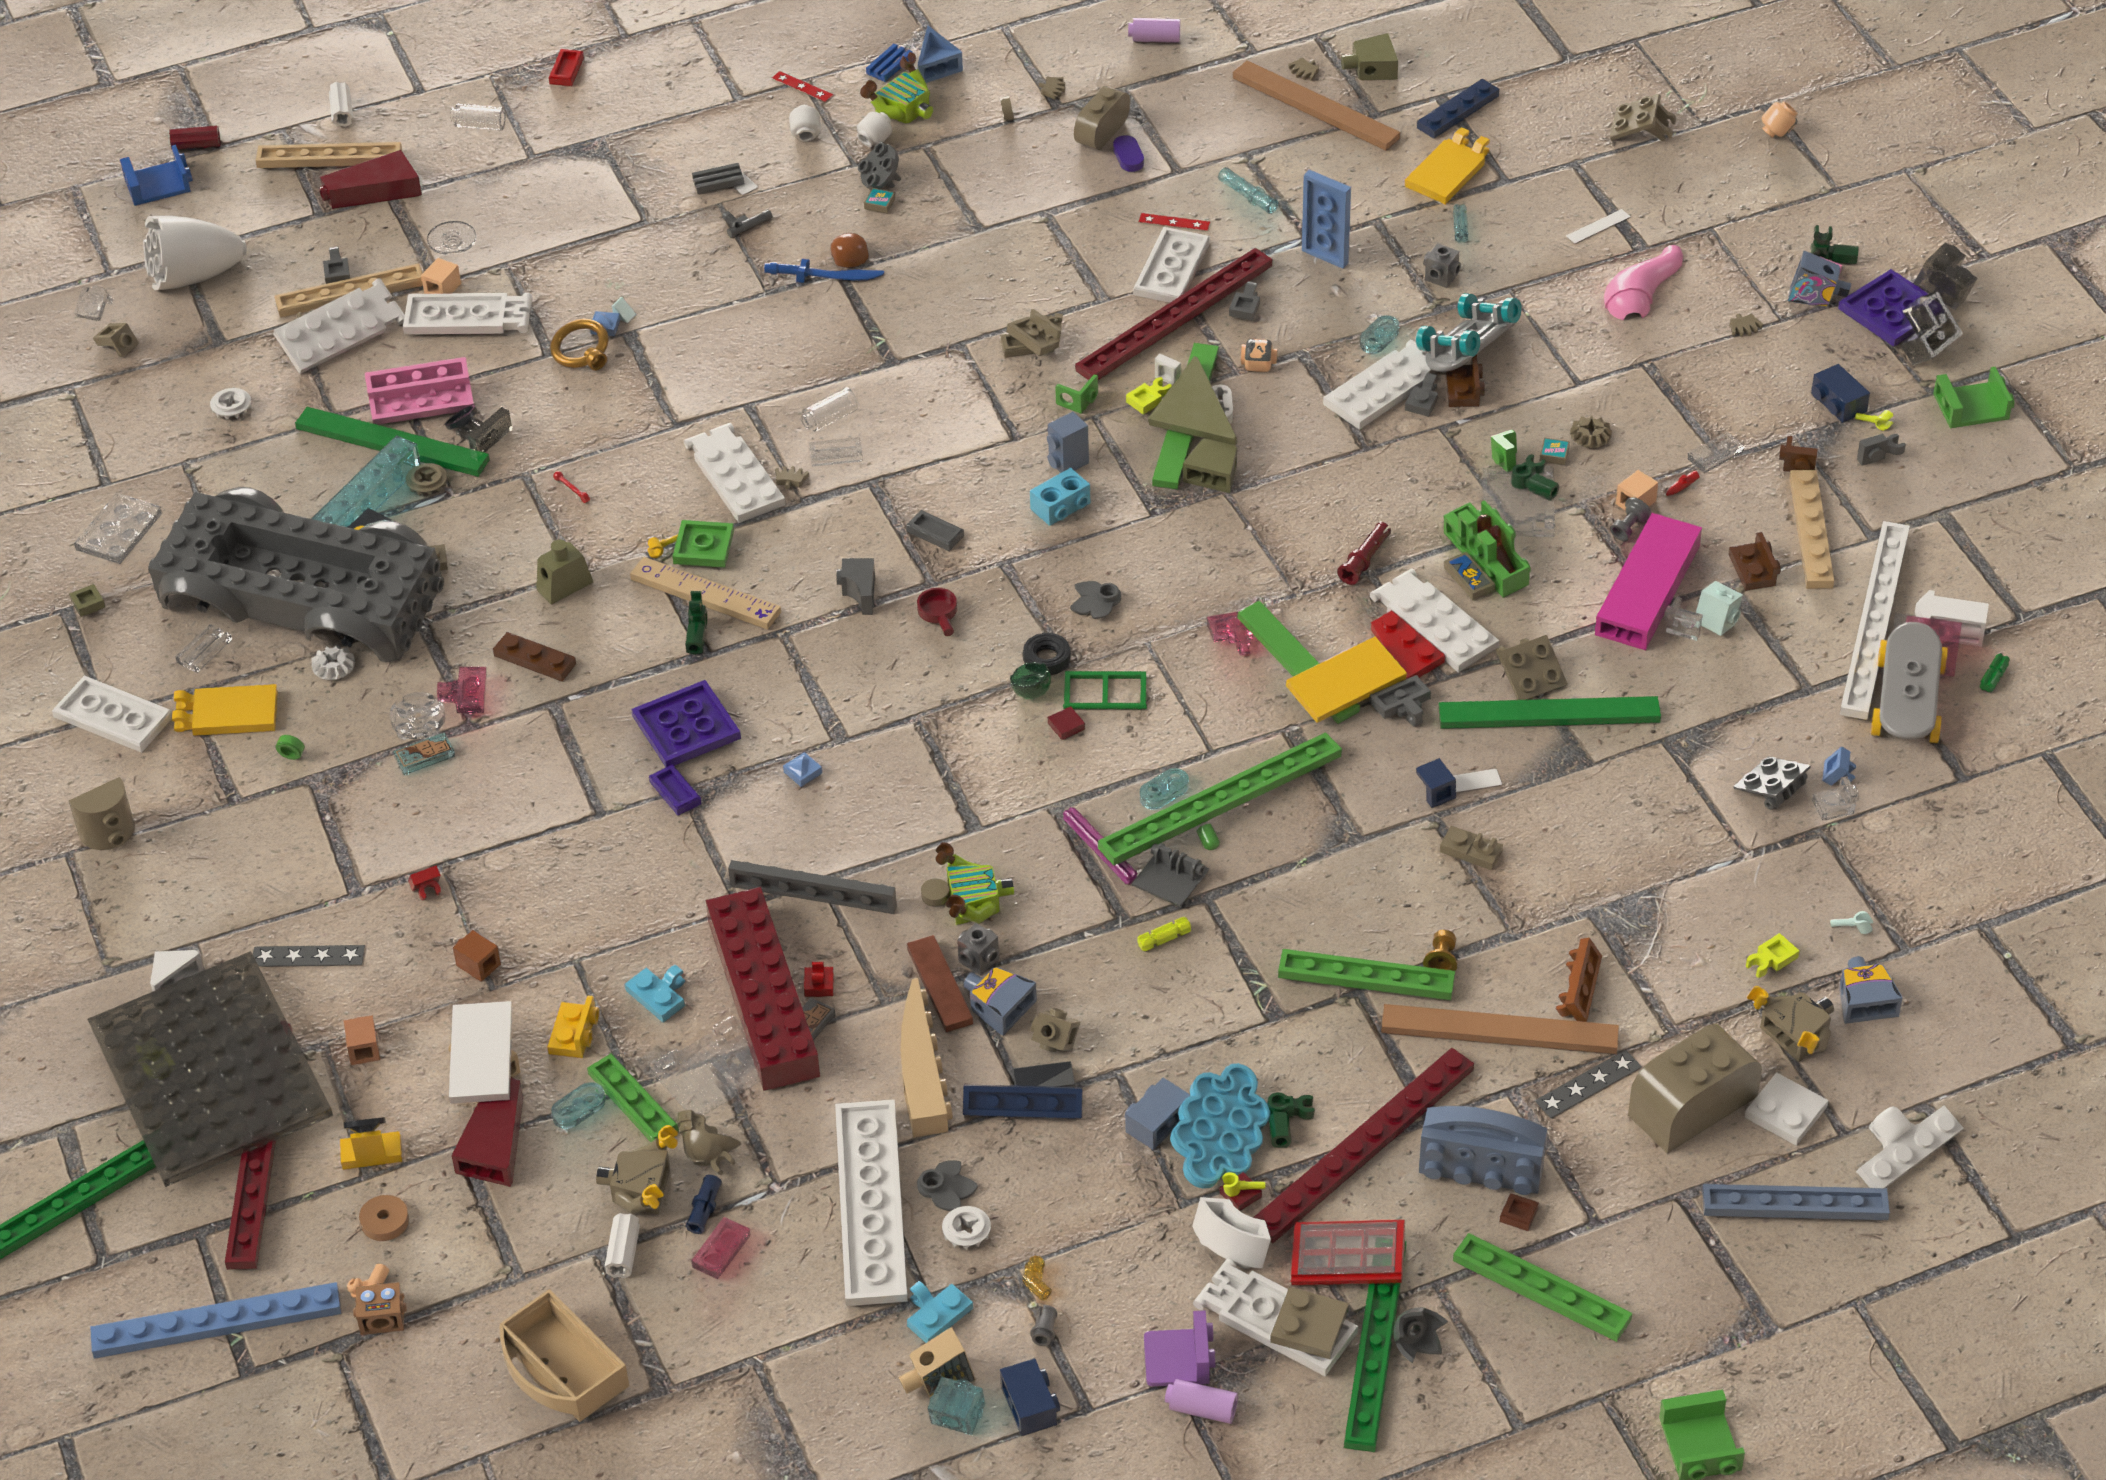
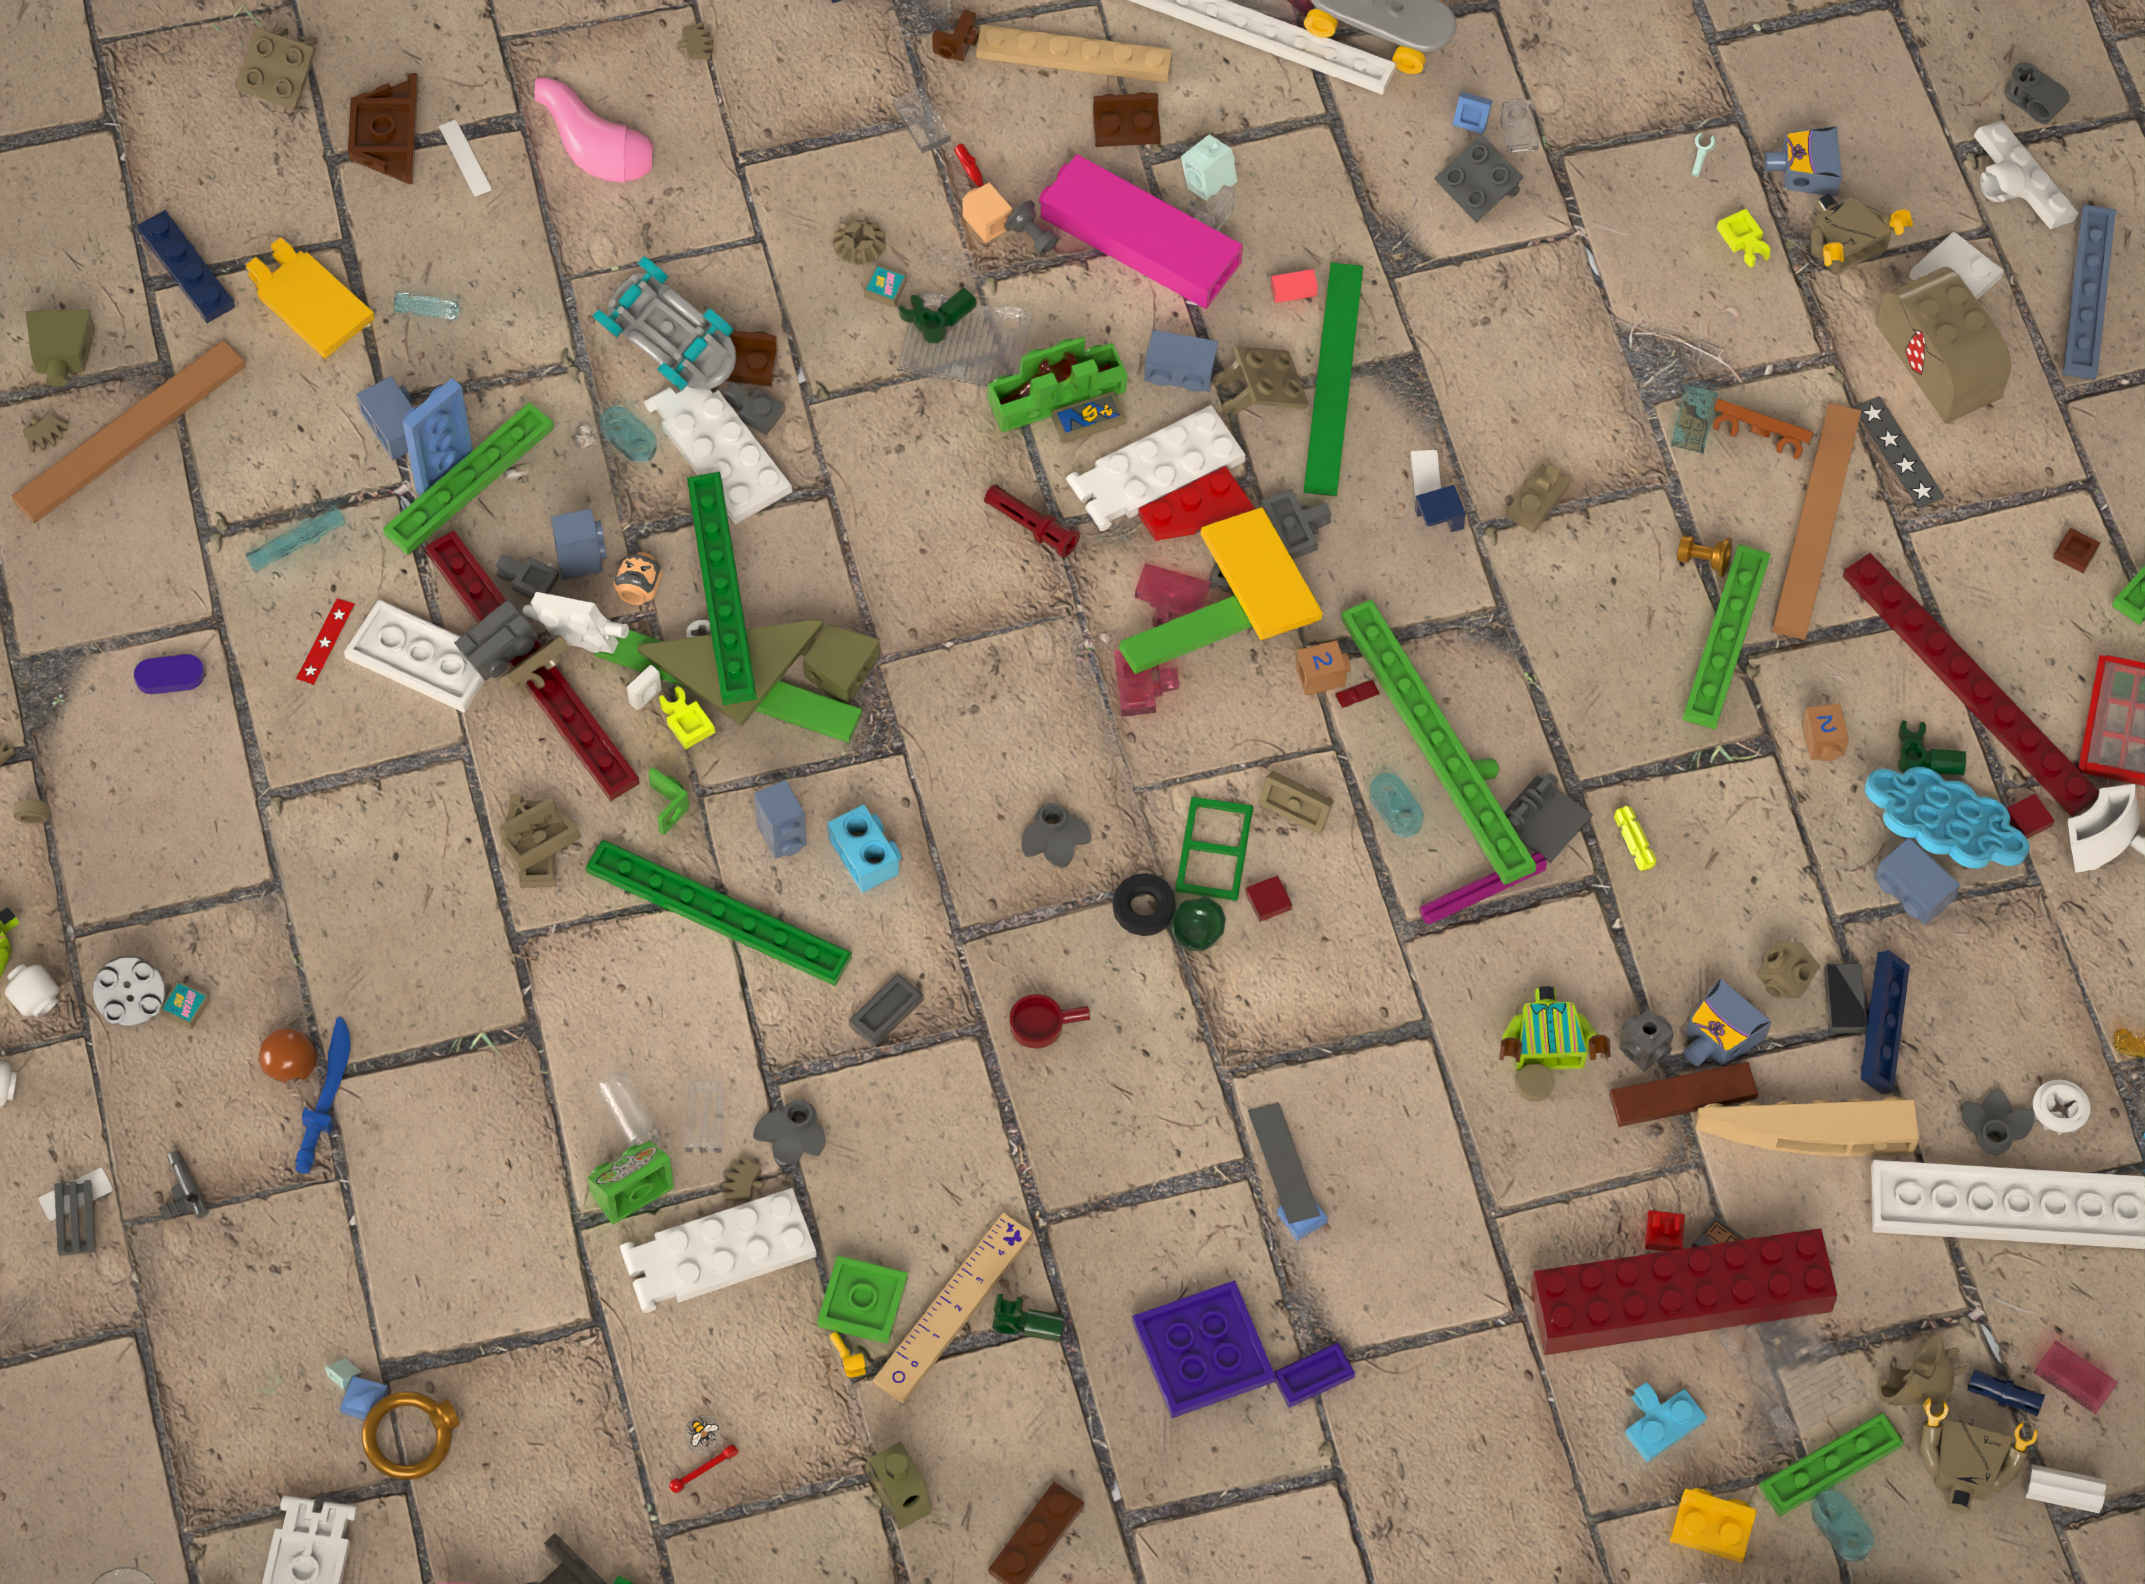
camera: 85 degrees left, 15 degrees up
(595, 482) = (703, 1435): none -> tile
(773, 414) = (631, 1181): none -> bright green slope
(813, 886) = (1509, 1232): dark grey plate -> none
(830, 494) = (788, 1137): none -> dark grey plate
(842, 752) = (1283, 1163): none -> dark grey sticker
(858, 581) = (979, 1106): dark grey arch -> none
(997, 437) = (719, 912): none -> green tile
(1101, 117) = (101, 689): dark tan brick -> none
(1146, 732) = (1296, 802): none -> dark tan plate
(1173, 309) = (546, 656): none -> dark tan plate
(1180, 284) = (497, 641): none -> dark grey brick
(1202, 313) = (576, 622): none -> white plate
(1234, 1186) = (2032, 810): neon yellow hand -> none
(1251, 386) = (721, 589): none -> green tile
(1258, 755) = (1357, 693): none -> dark red piece
(1271, 312) = (578, 543): none -> sand blue brick
(1272, 727) = (1322, 667): none -> medium nougat brick
(1287, 1043) = (1825, 732): none -> medium nougat brick
(1320, 263) = (468, 478): none -> bright green plate
(1322, 639) = (1170, 592): none -> clear pink hinge
(1366, 215) = (383, 410): none -> sand blue brick
(1441, 265) = (517, 338): flat silver brick -> none
(1483, 1148) = (2009, 583): sand blue piece -> none
(1504, 449) = (885, 337): bright green bracket -> none
(1532, 614) = (1181, 361): none -> sand blue brick
(1568, 938) = (1694, 419): none -> clear light blue tile
(1606, 179) = (385, 129): none -> reddish brown wing
(1629, 678) = (1294, 286): none -> coral piece
(2001, 1148) = (2037, 96): none -> dark grey piece

